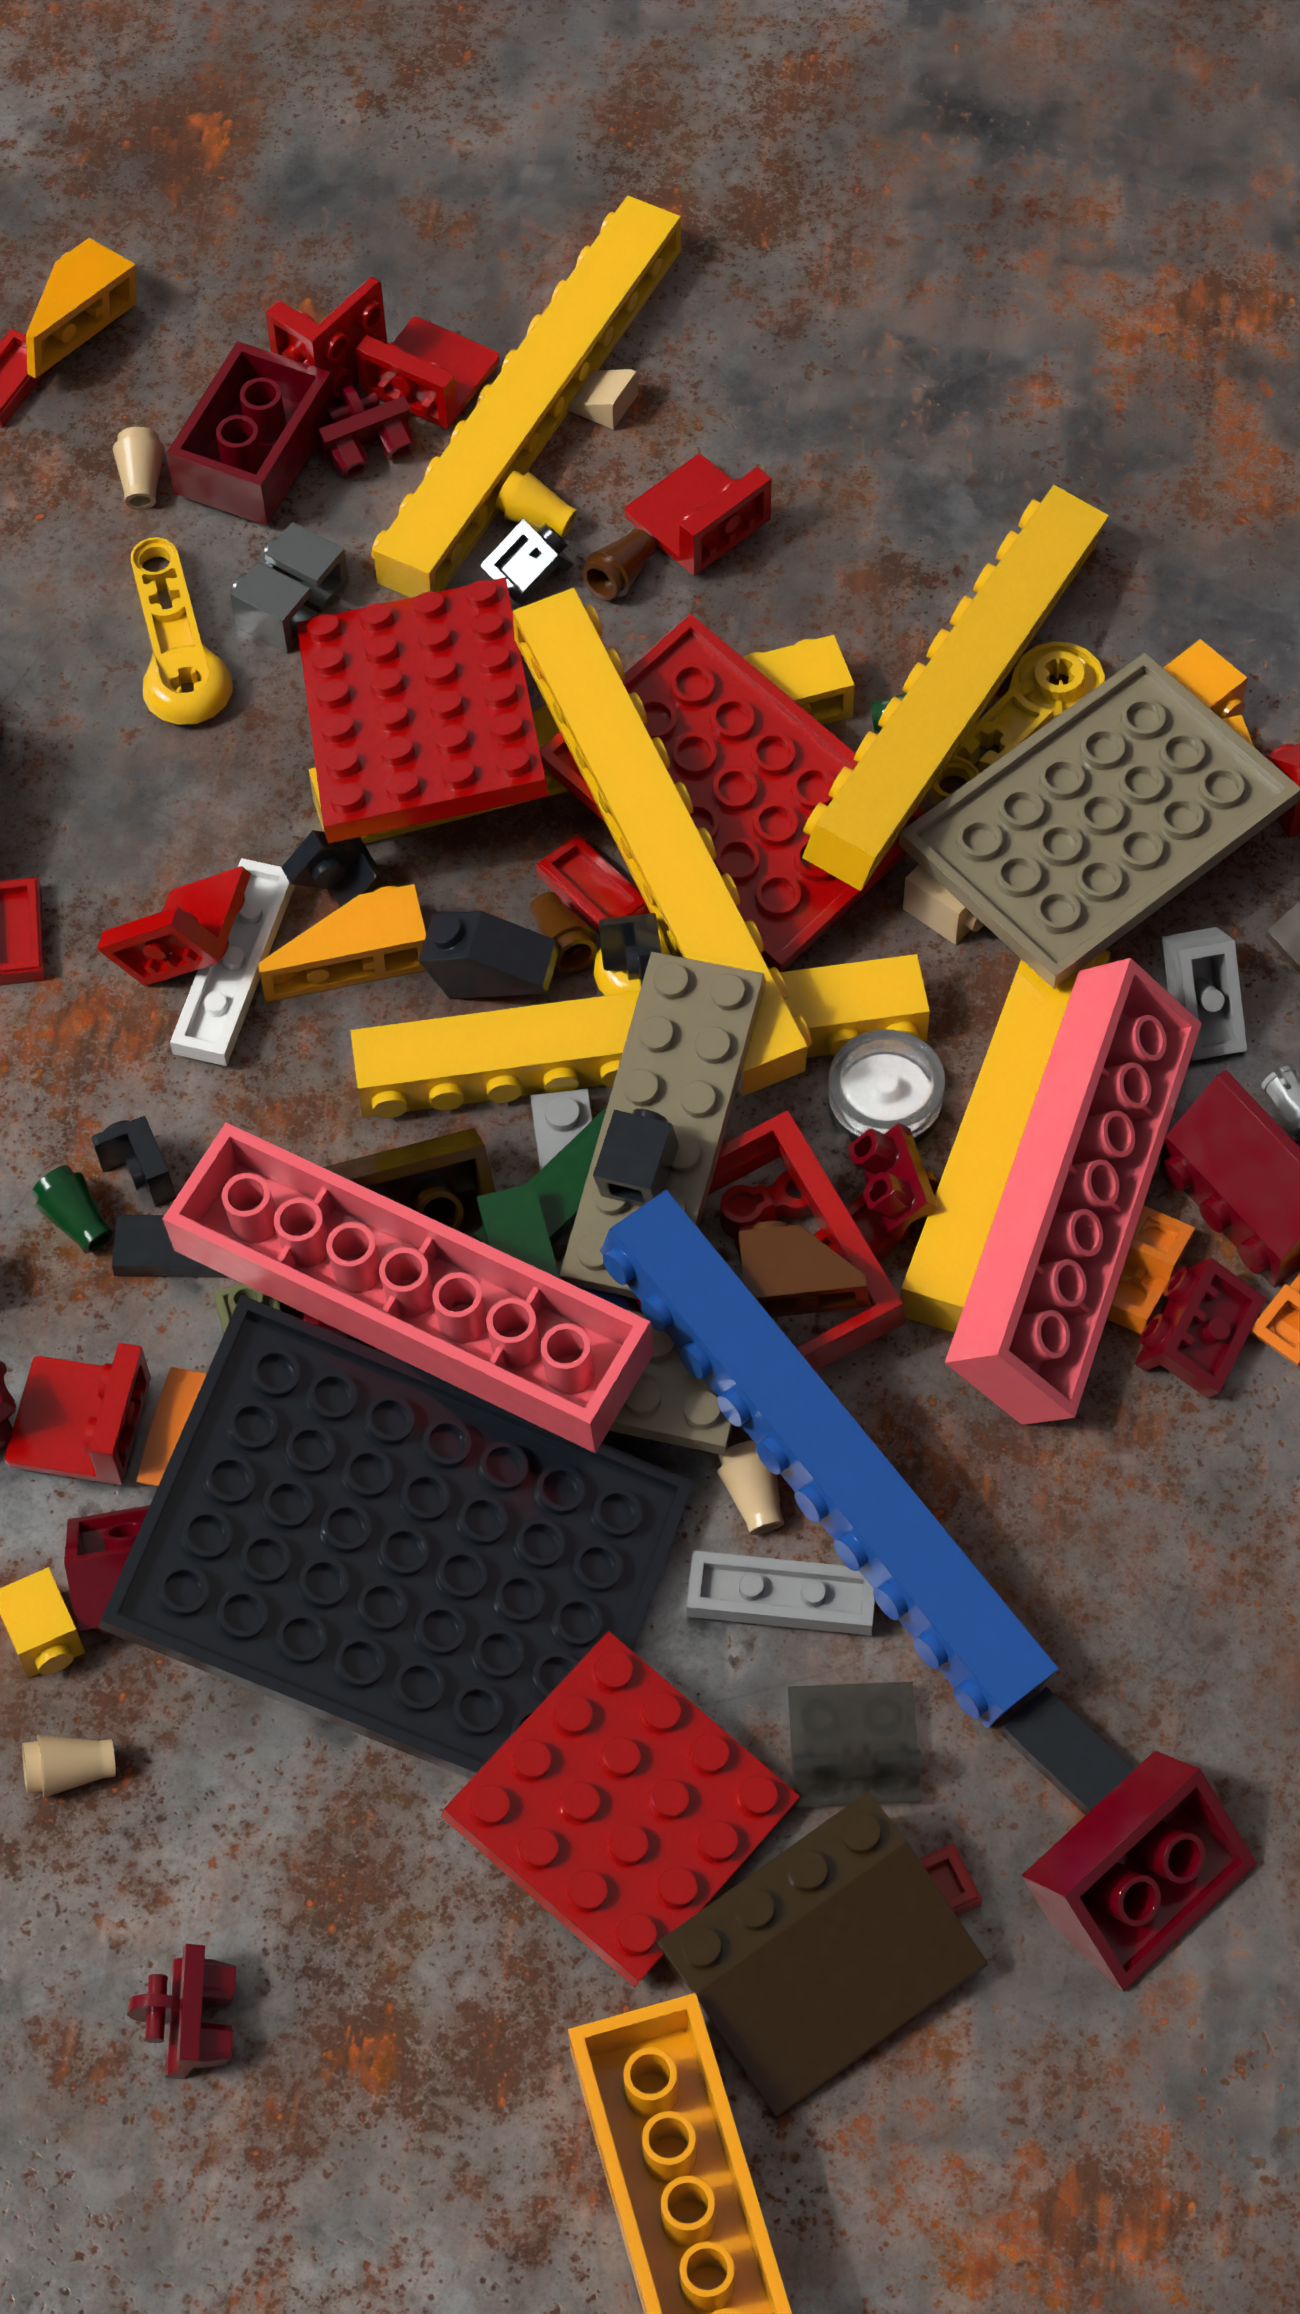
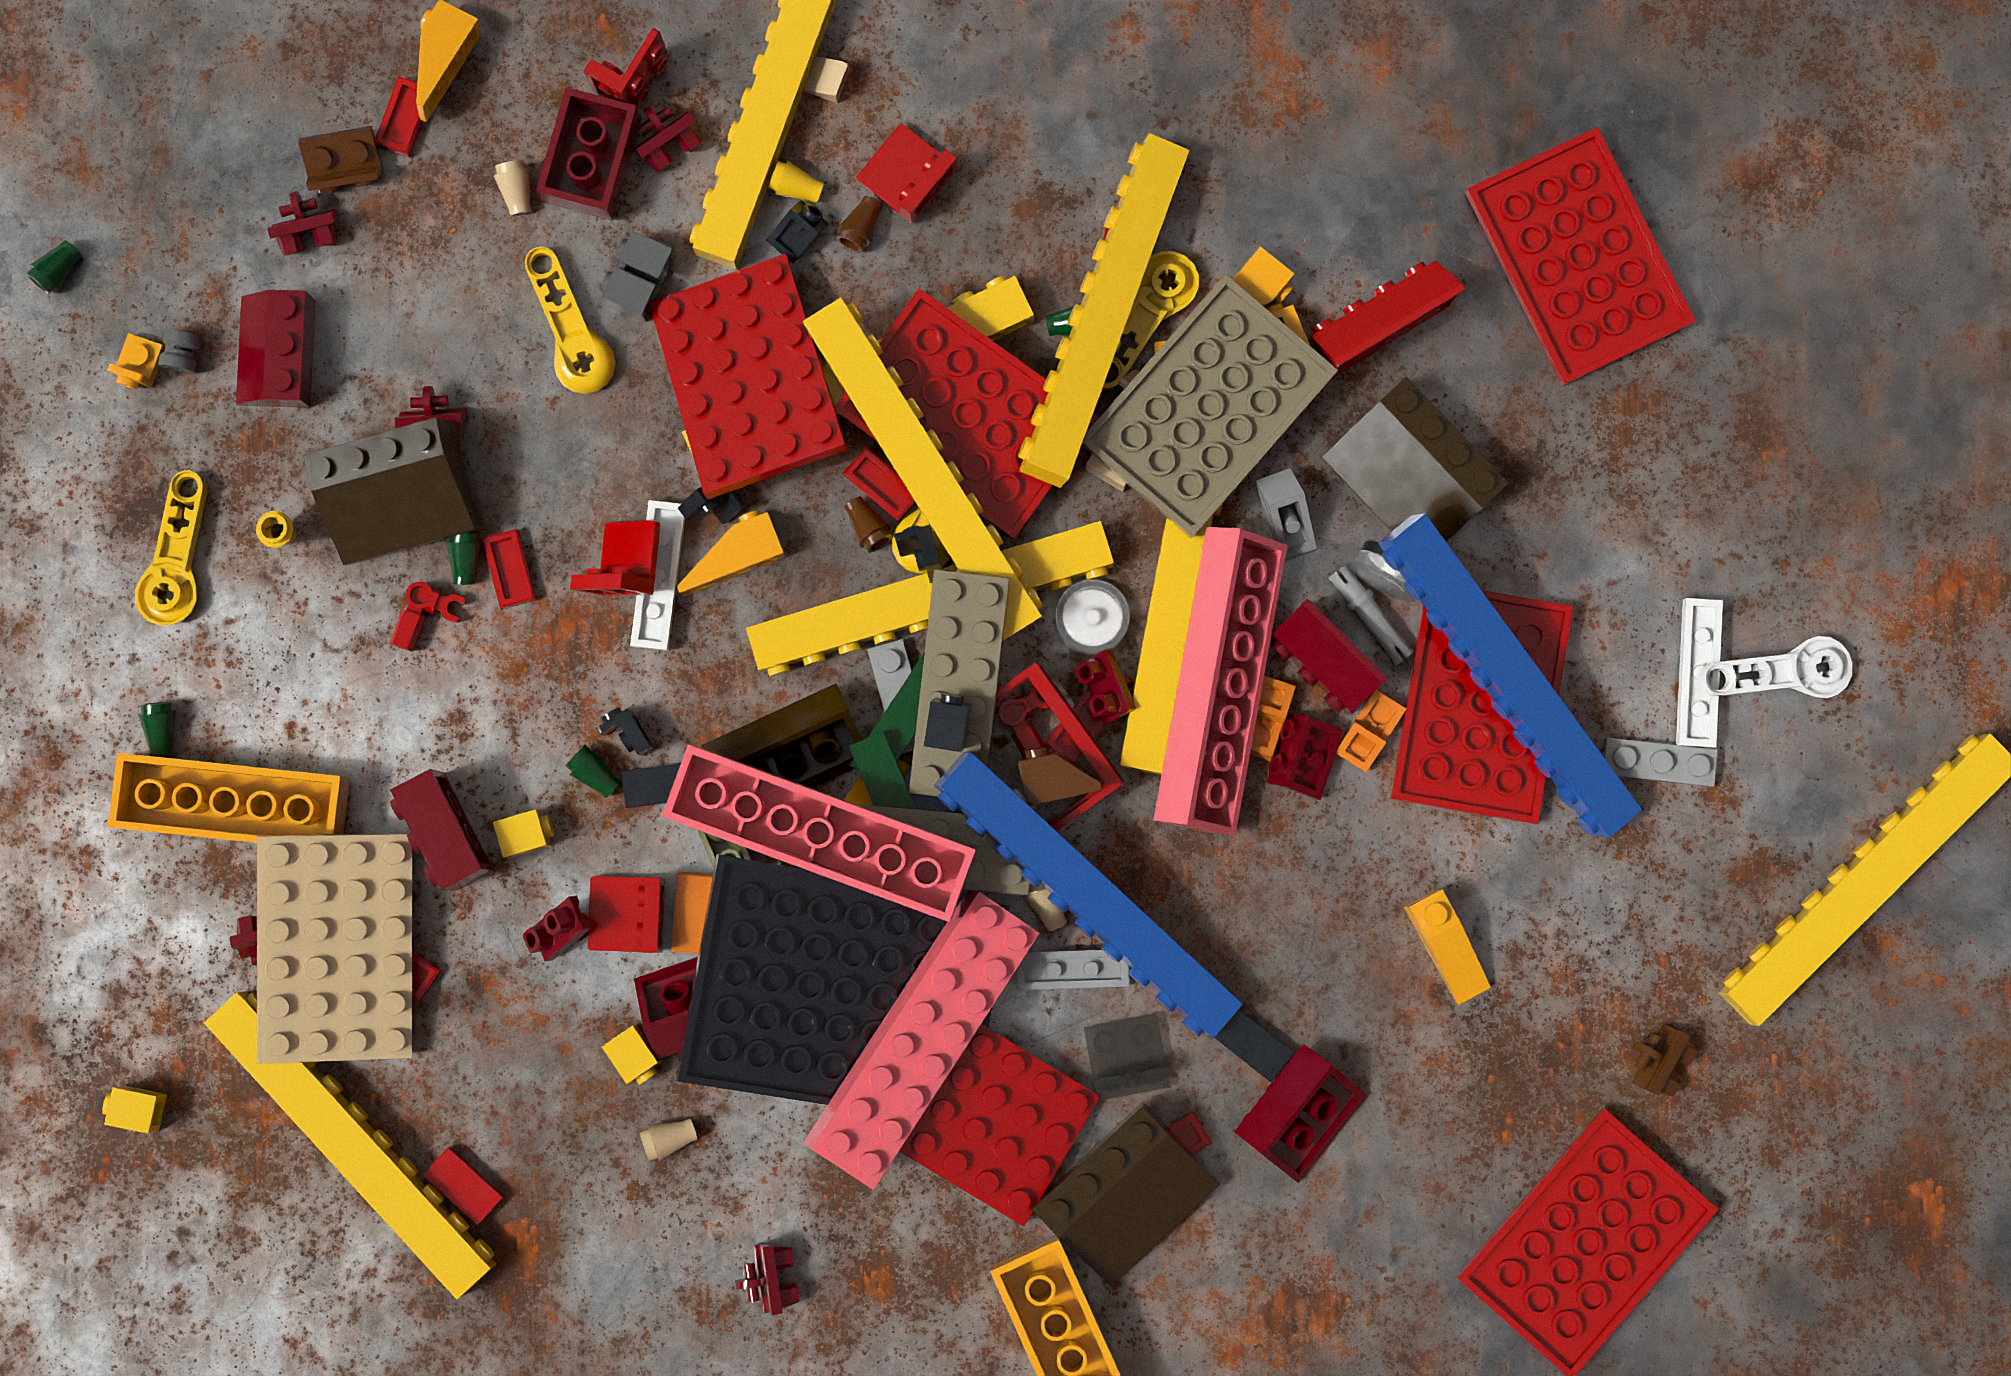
camera: 10 degrees left, 25 degrees up
(428, 367) = (700, 74): red bracket -> none
(487, 956) = (824, 557): black slope -> none
(509, 1638) = (921, 1038): none -> coral brick

